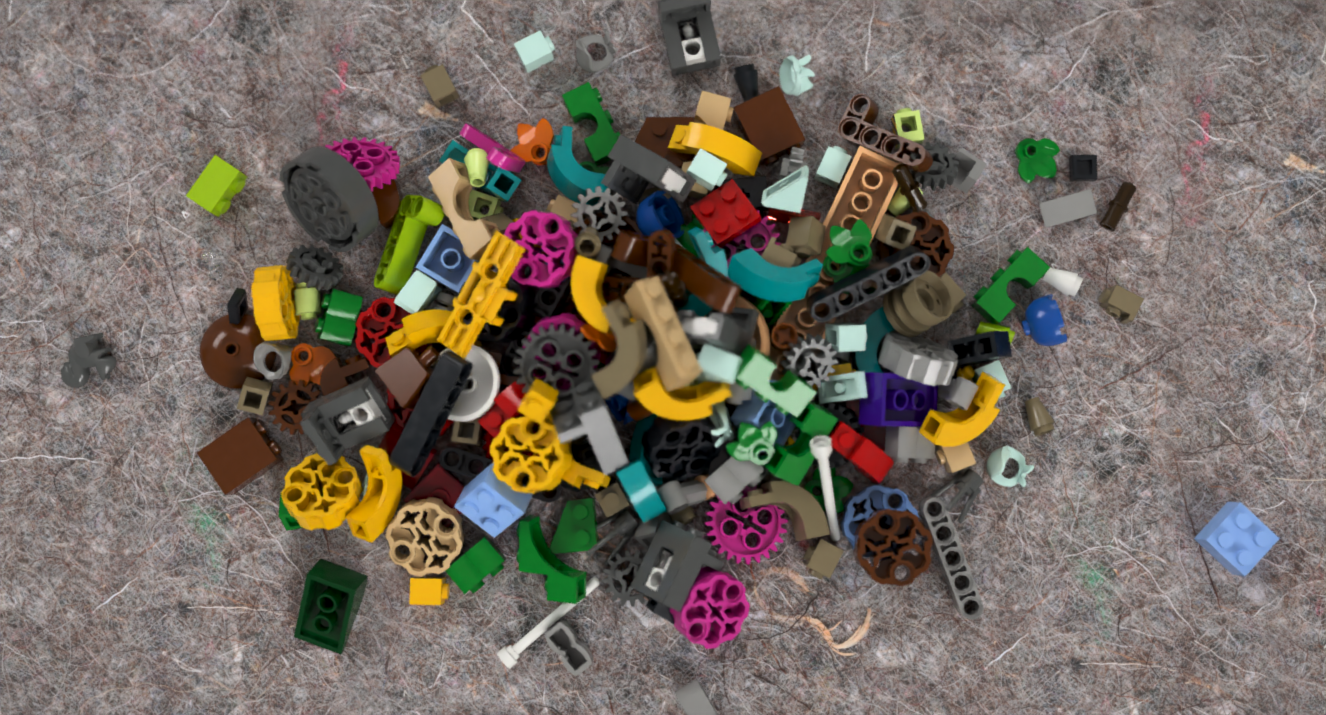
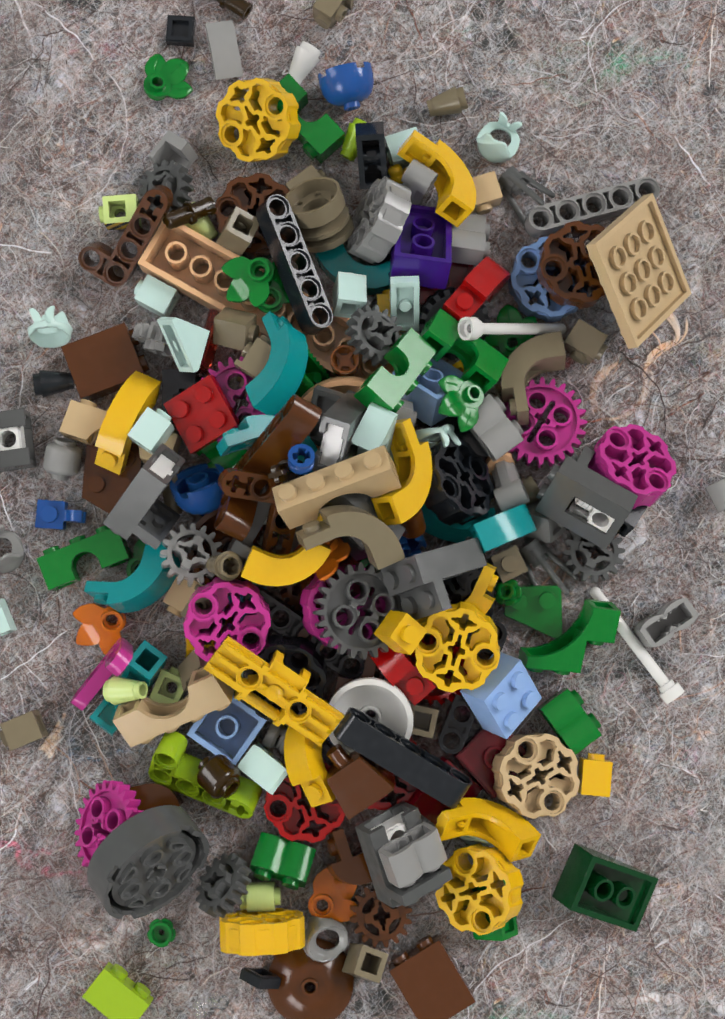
camera: 90 degrees left, 0 degrees up
(268, 214) = (161, 940): none -> green plate
(345, 427) = (412, 855): none -> light grey brick
(406, 254) = (218, 776): none -> dark brown head
(581, 505) = (514, 596): none -> green plate
(630, 95) = (54, 515): none -> blue plate
(679, 97) = (62, 458): none -> light grey head
(681, 306) = (303, 450): none -> blue bush
(891, 602) = (639, 270): none -> tan plate
(1003, 243) = (258, 119): none -> yellow connector

